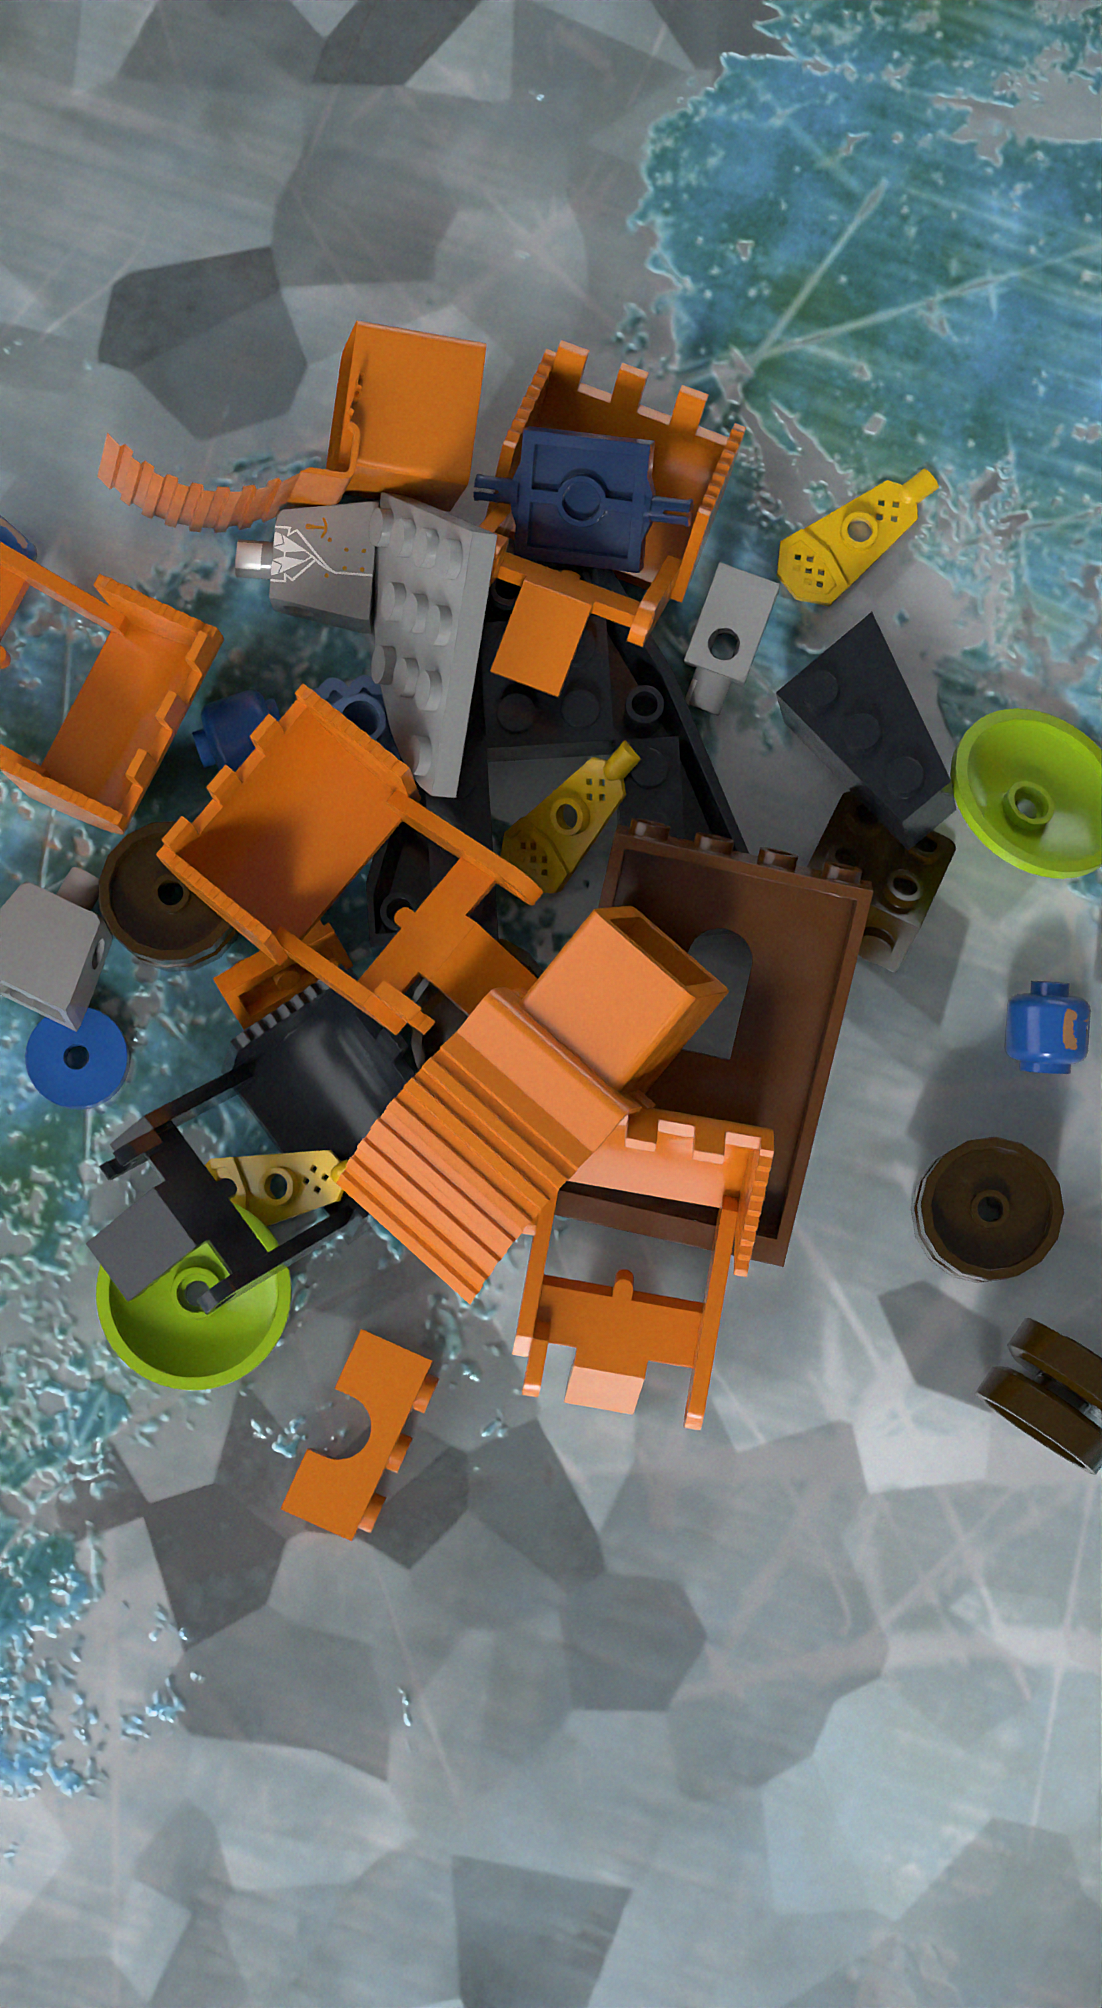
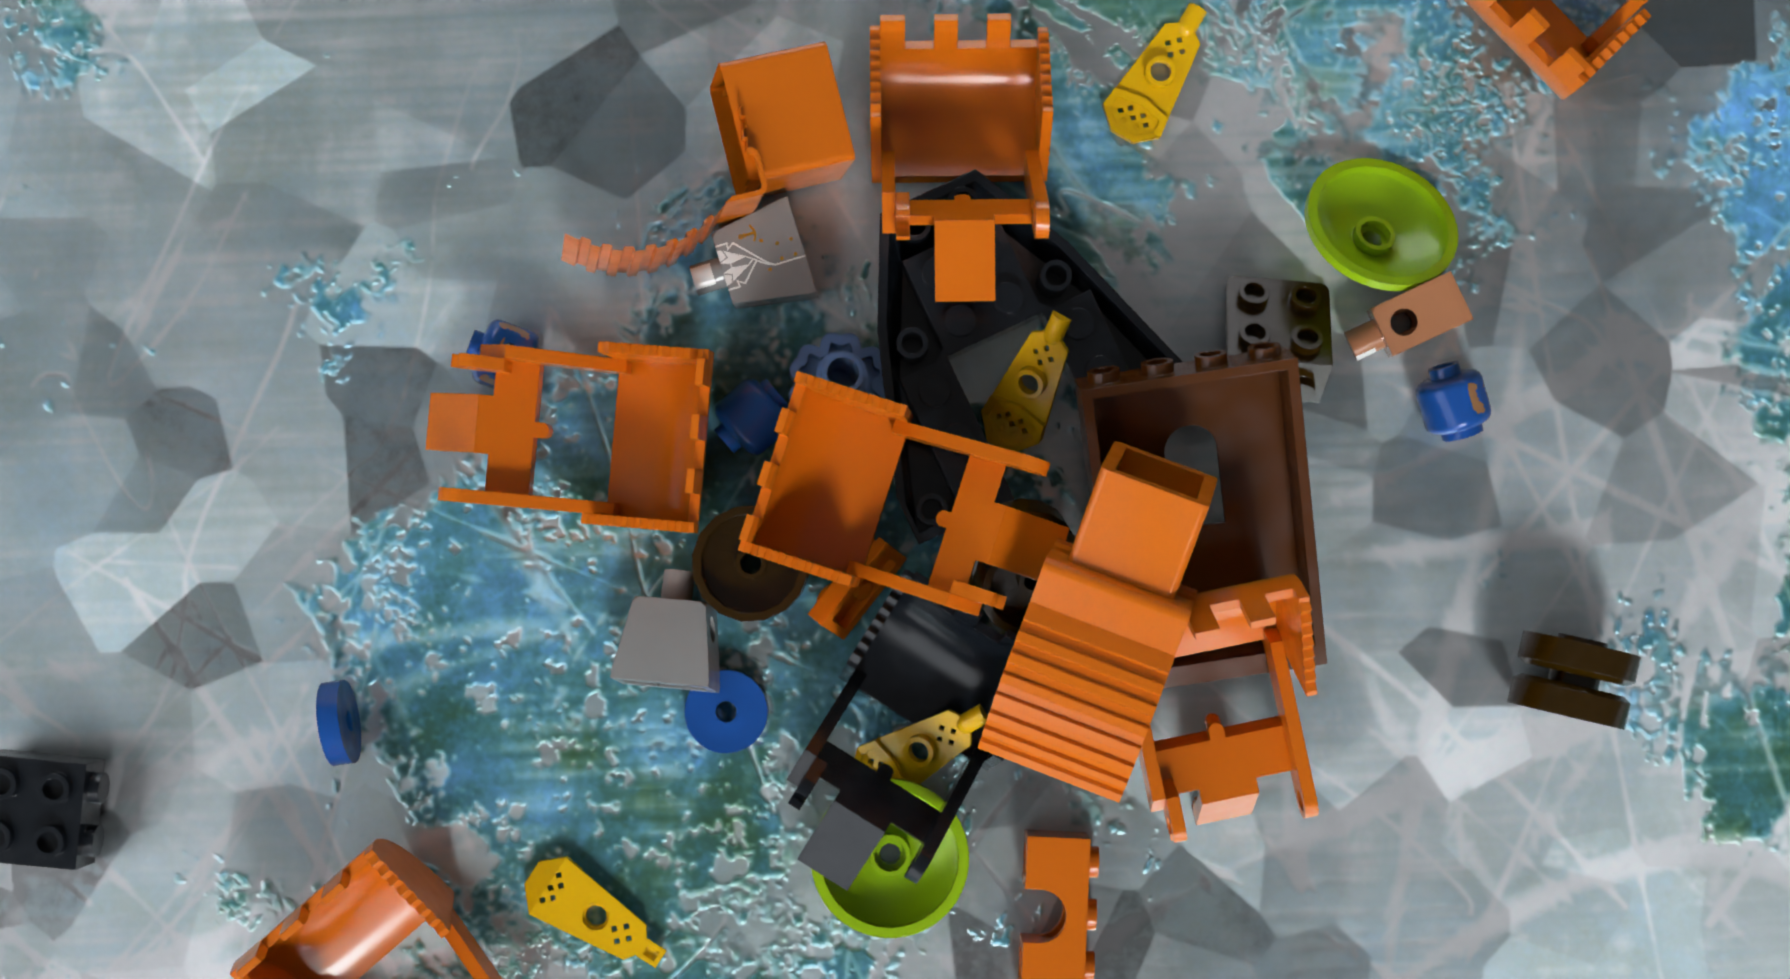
camera: 20 degrees left, 5 degrees up
(428, 631) = (873, 286): light grey plate -> none
(583, 499) = (949, 135): dark blue plate -> none
(738, 607) = (1092, 170): light grey torso -> none
(869, 732) = (1235, 227): black wedge -> none
(1015, 1183) = (1494, 566): dark brown wheel -> none
(1060, 917) = (1431, 310): none -> nougat torso

